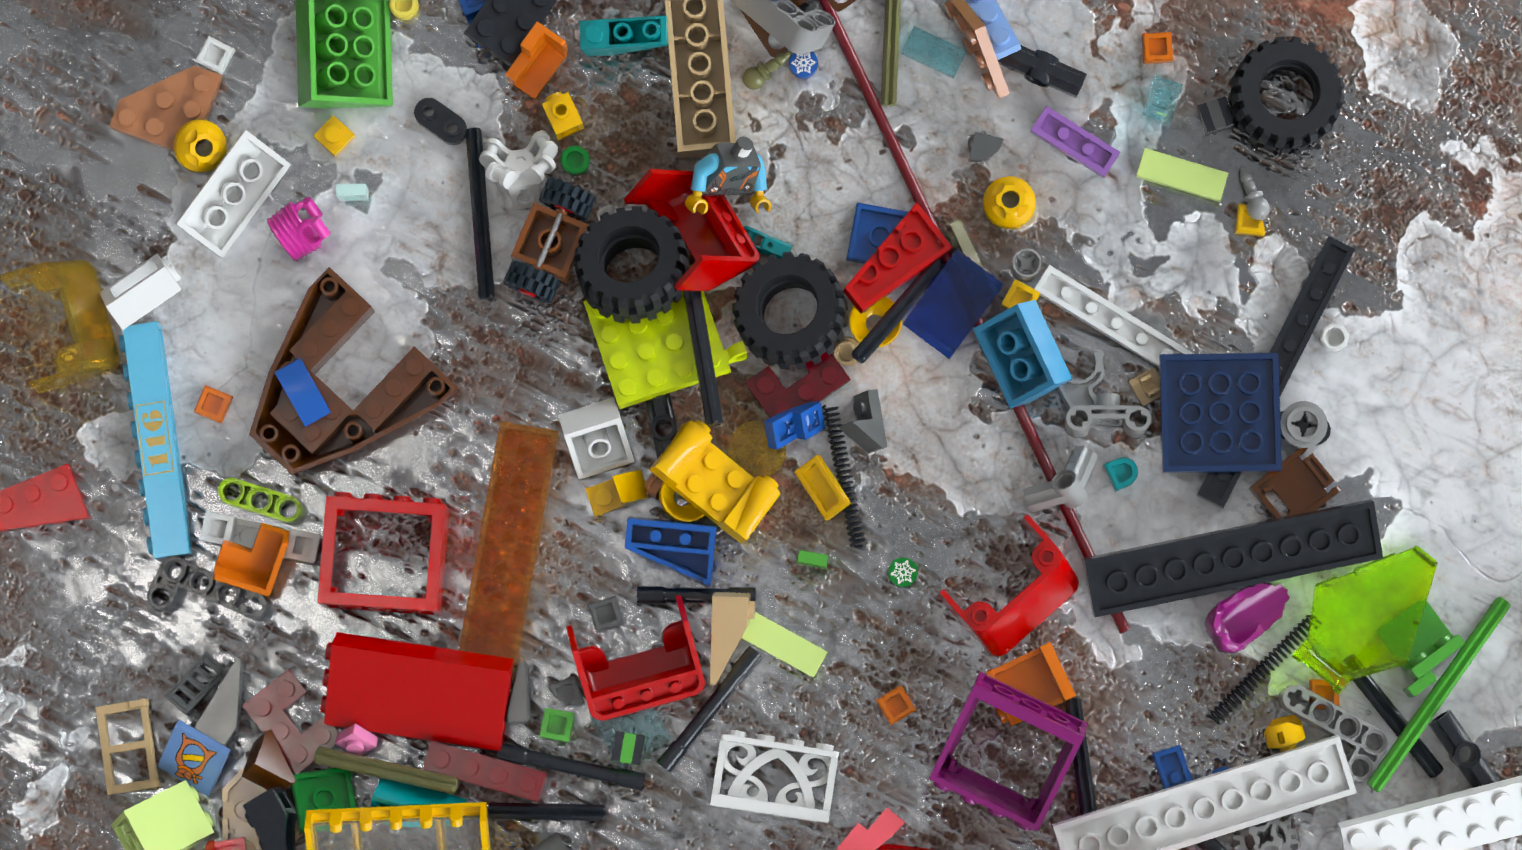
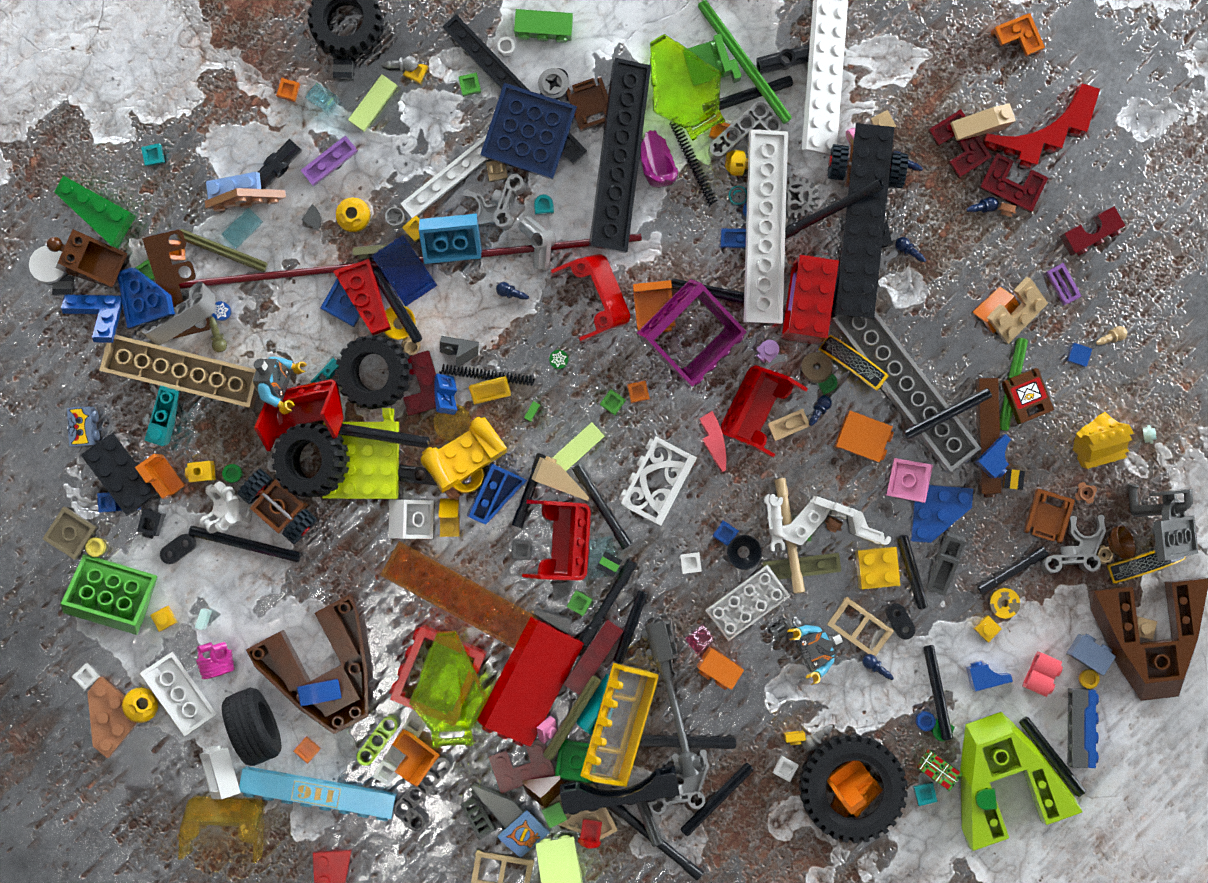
camera: 75 degrees left, 5 degrees up
(222, 313) = (251, 726): none -> black tyre
(236, 793) = (554, 814): none -> bright green tile
(365, 576) = (449, 691): none -> clear neon green windscreen
(456, 62) = (144, 524): none -> black brick
(867, 672) = (612, 402): none -> bright green tile
(977, 458) = (504, 289): none -> dark blue bar
(1237, 752) = (737, 195): none -> tile
(1259, 304) = (469, 84): none -> bright green tile
(1384, 381) = (543, 25): none -> bright green brick

